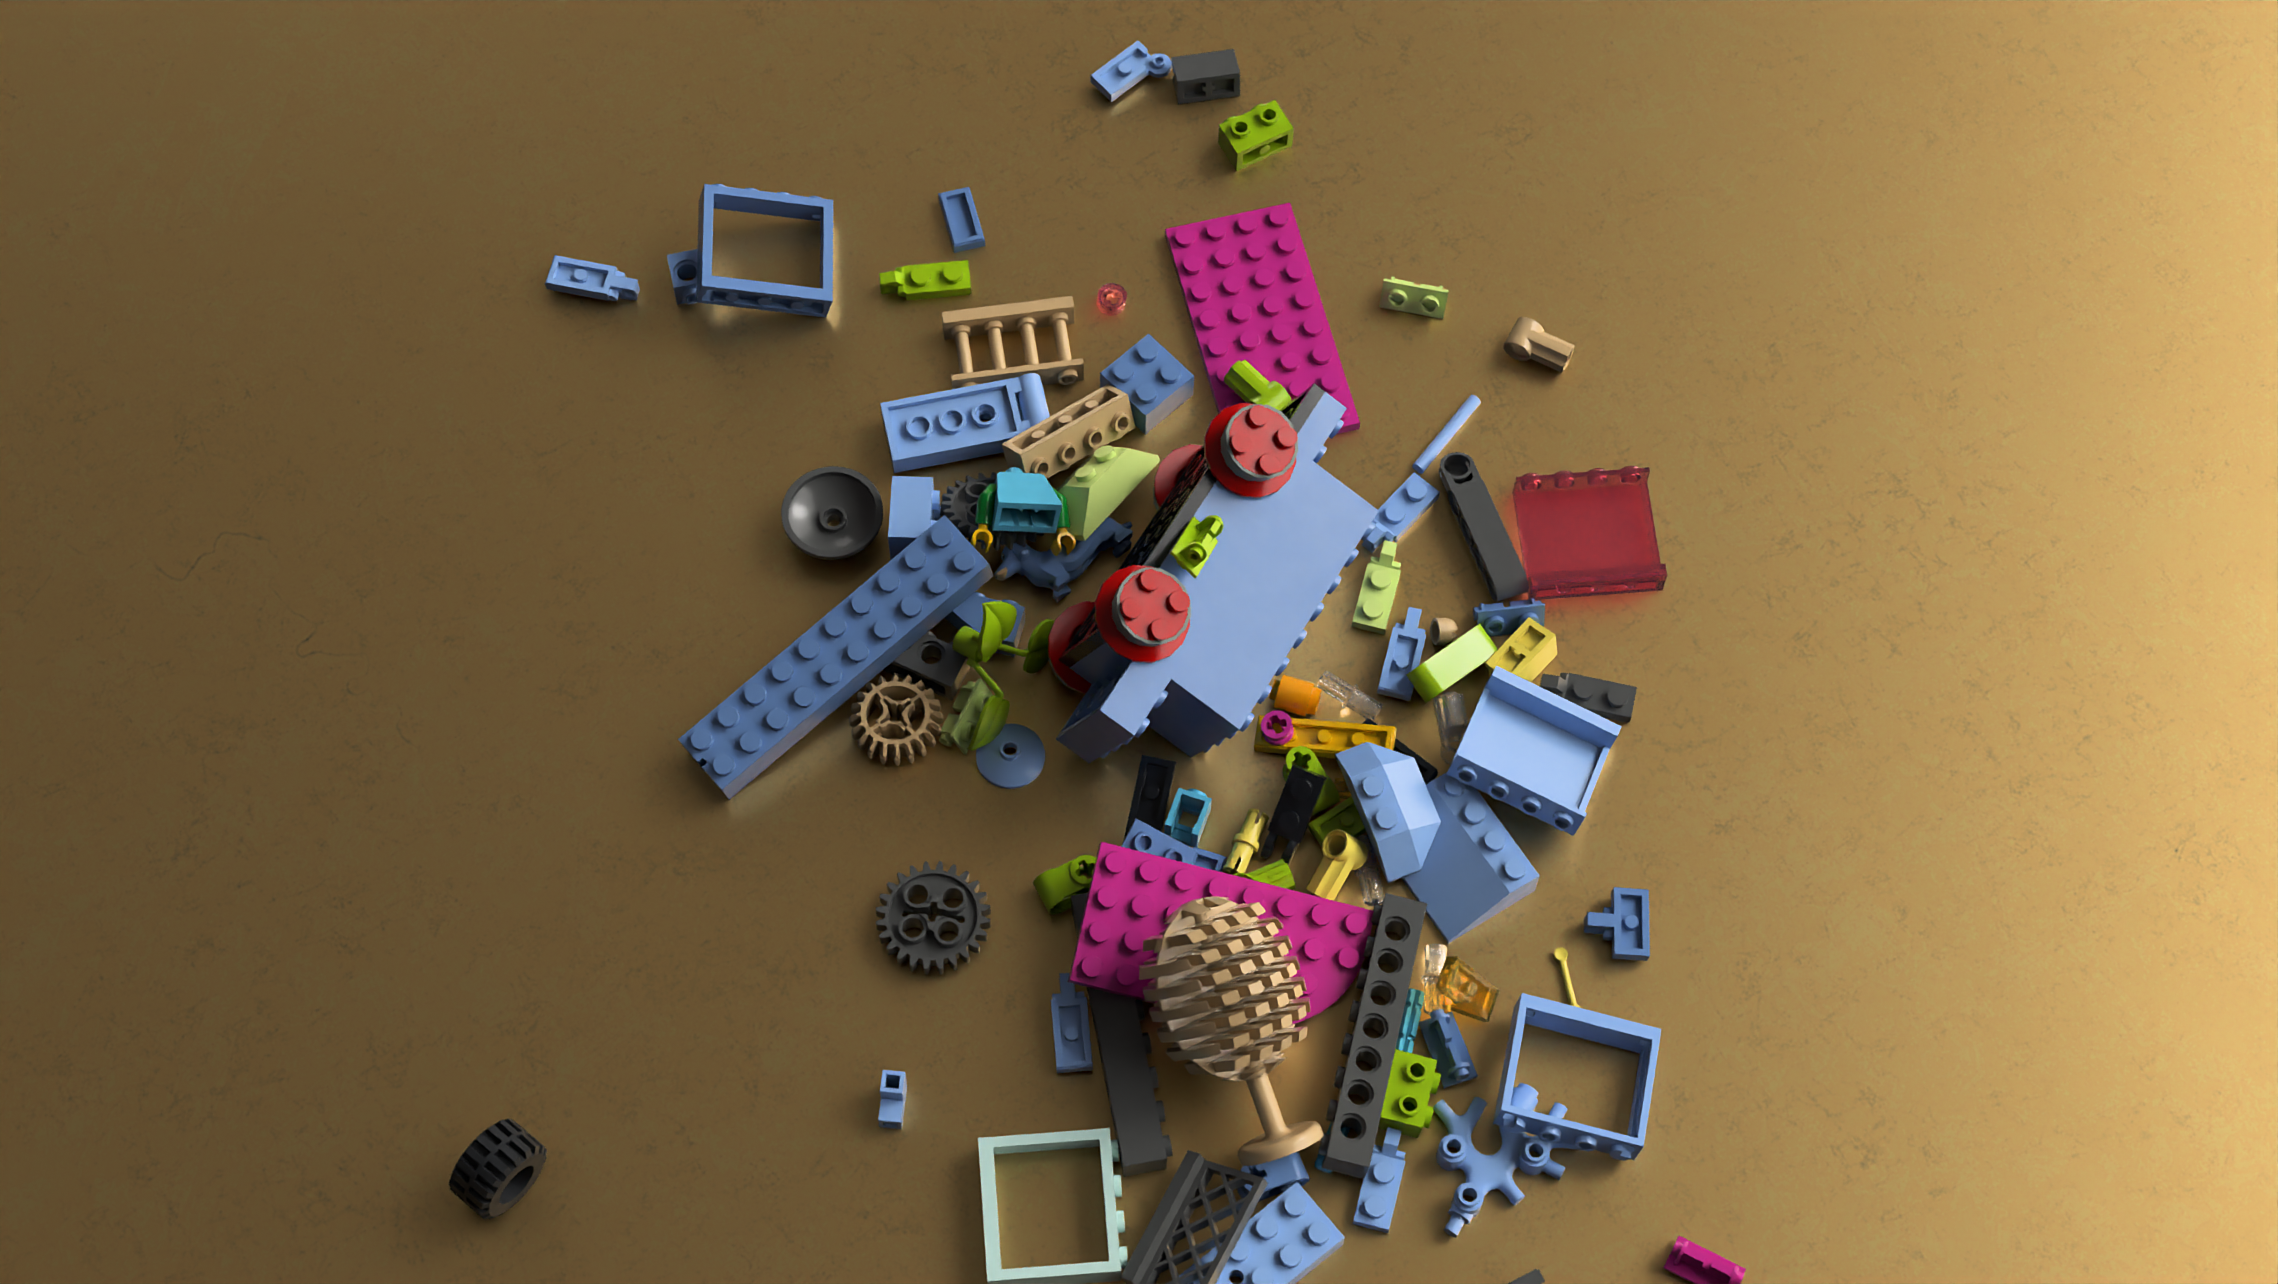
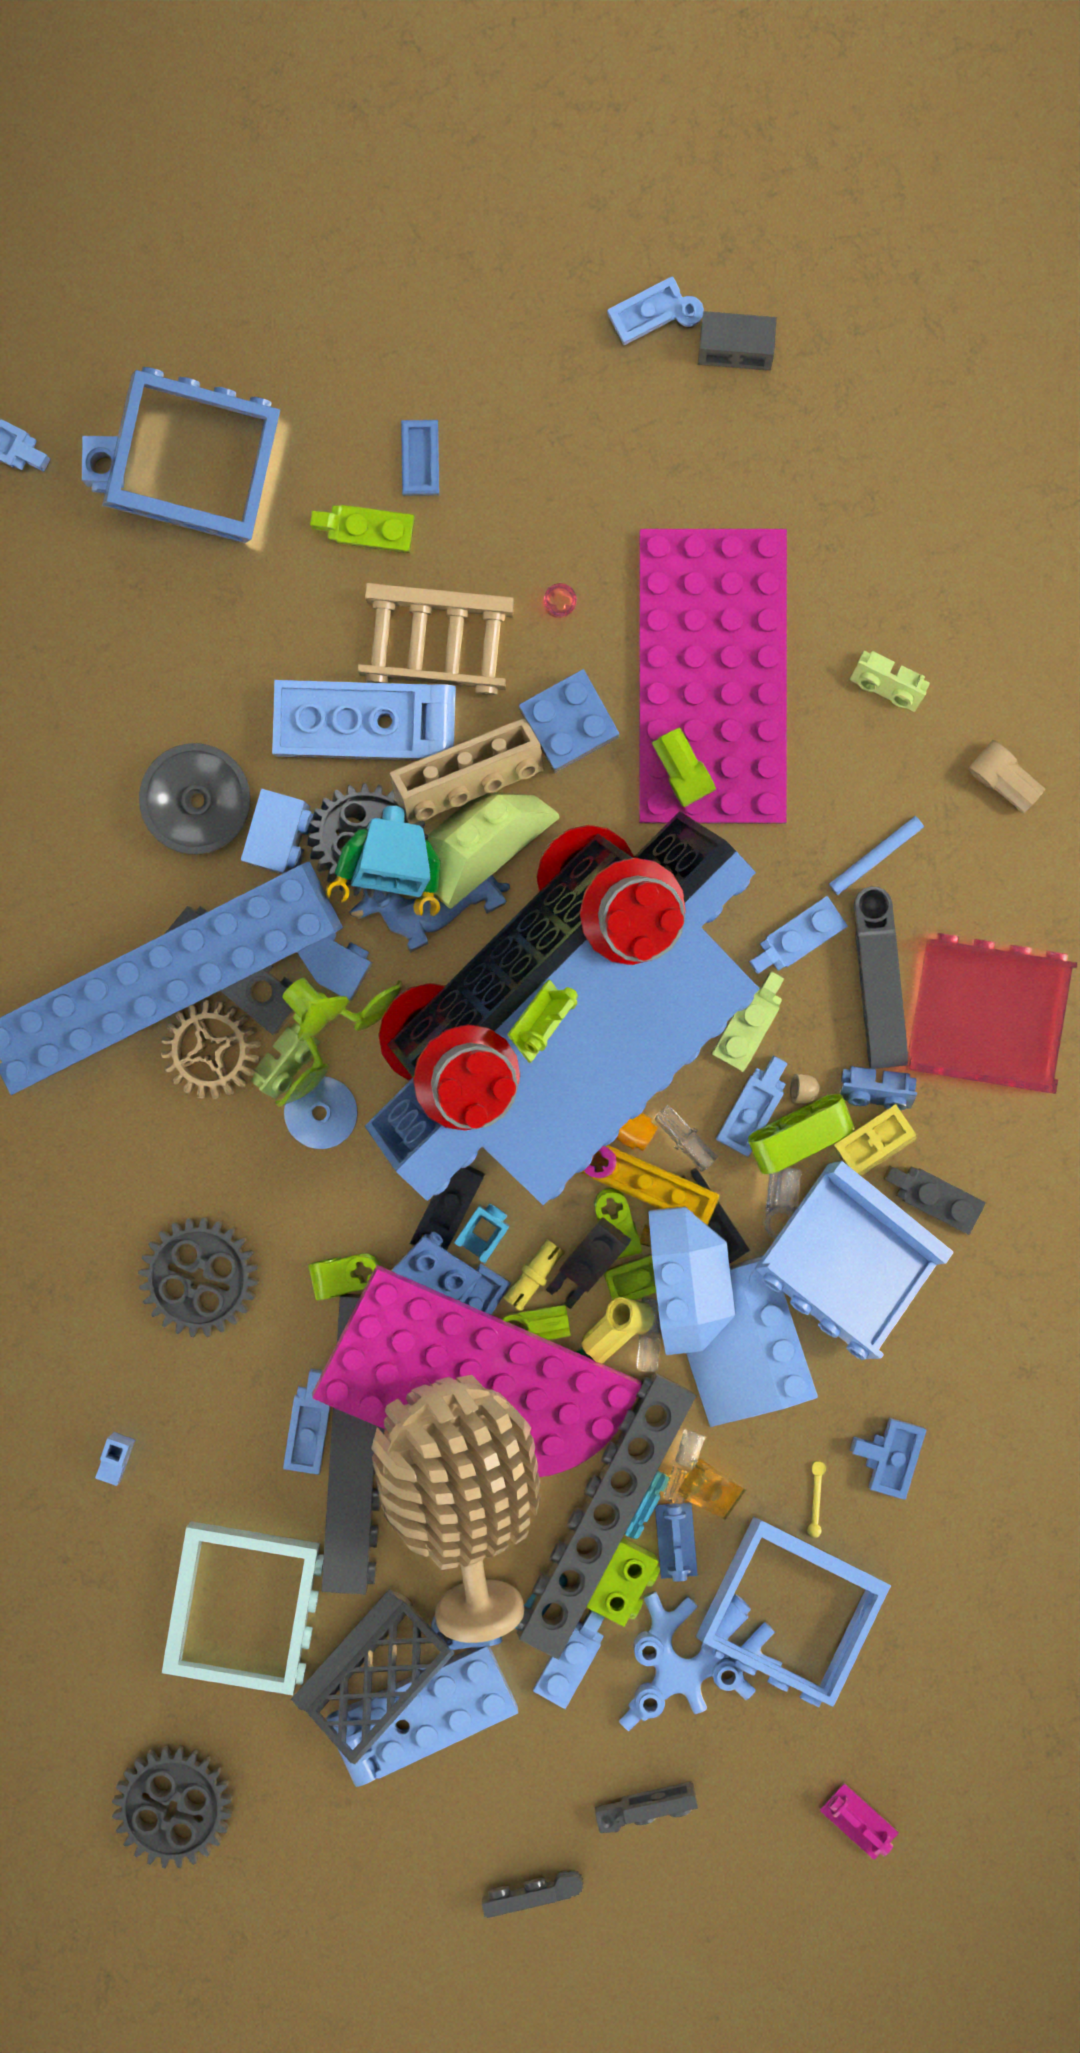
camera: 15 degrees right, 25 degrees up
(1255, 135) = (771, 432): lime brick -> none

